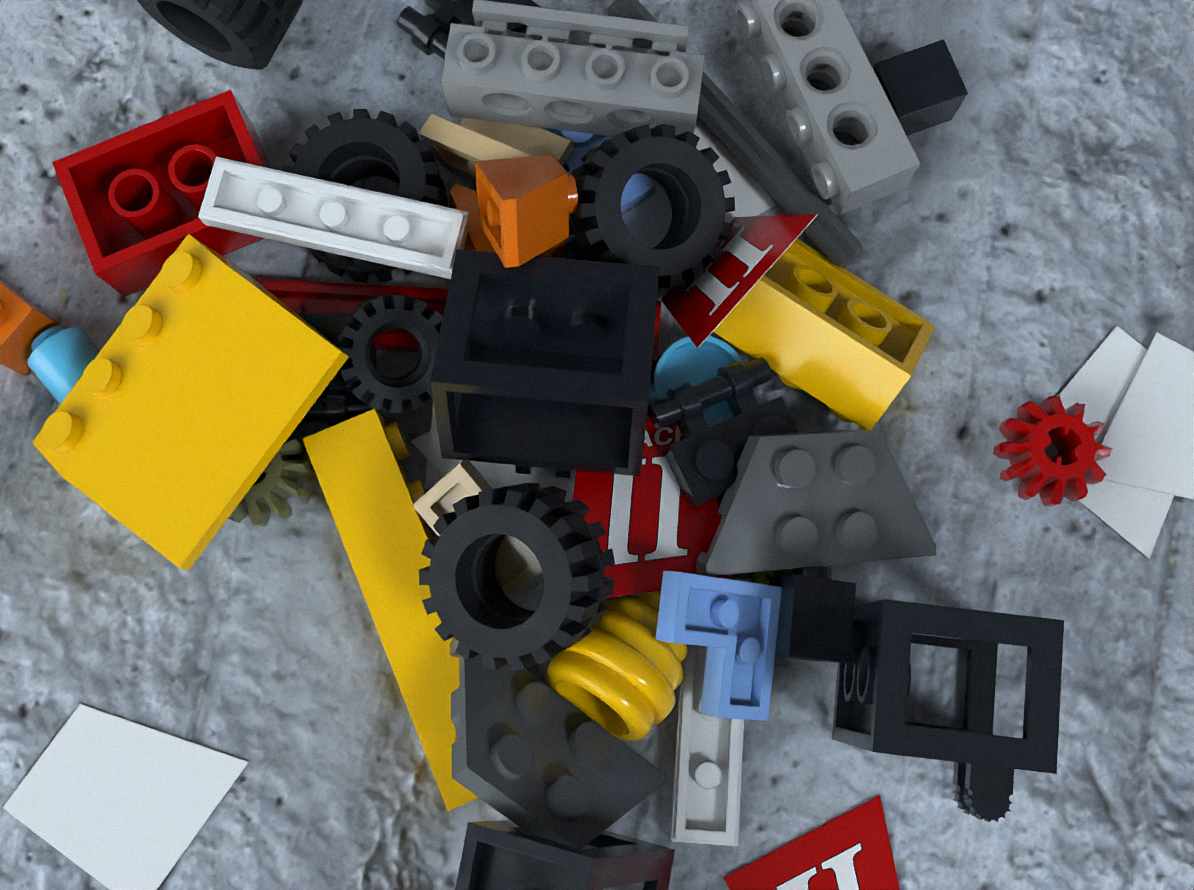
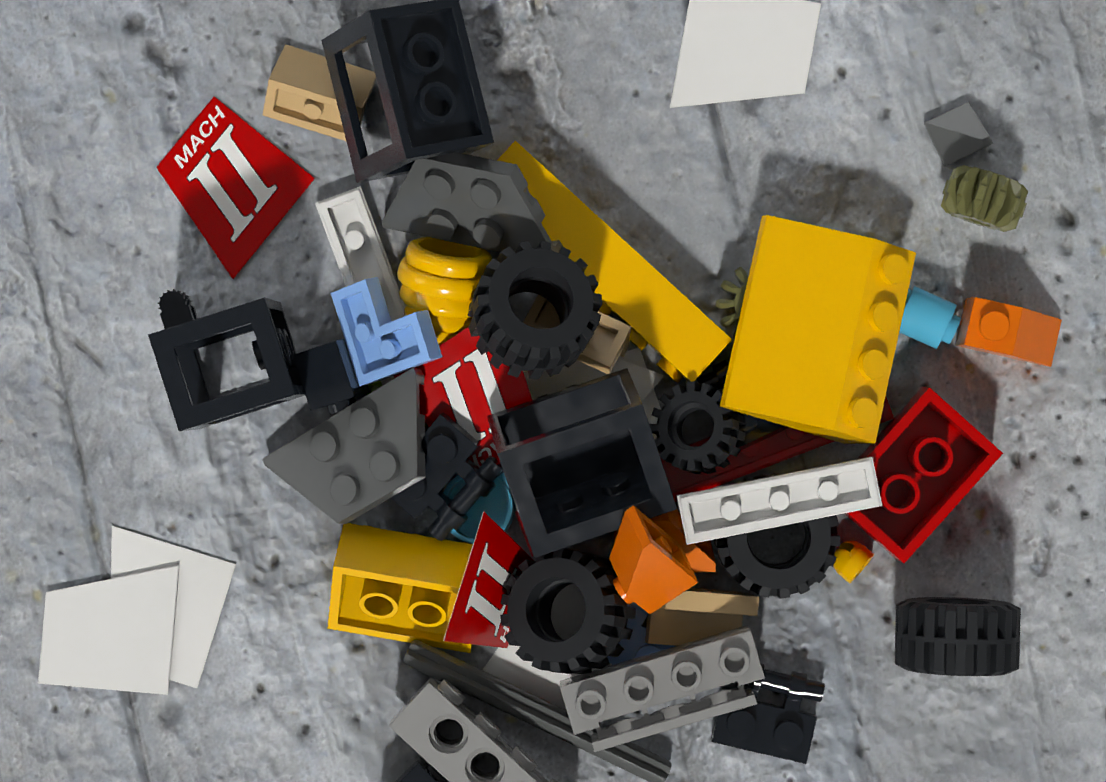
camera: 150 degrees right, 10 degrees up
(292, 131) = (851, 559): none -> yellow hinge
(1076, 447) = (228, 566): red gear -> none

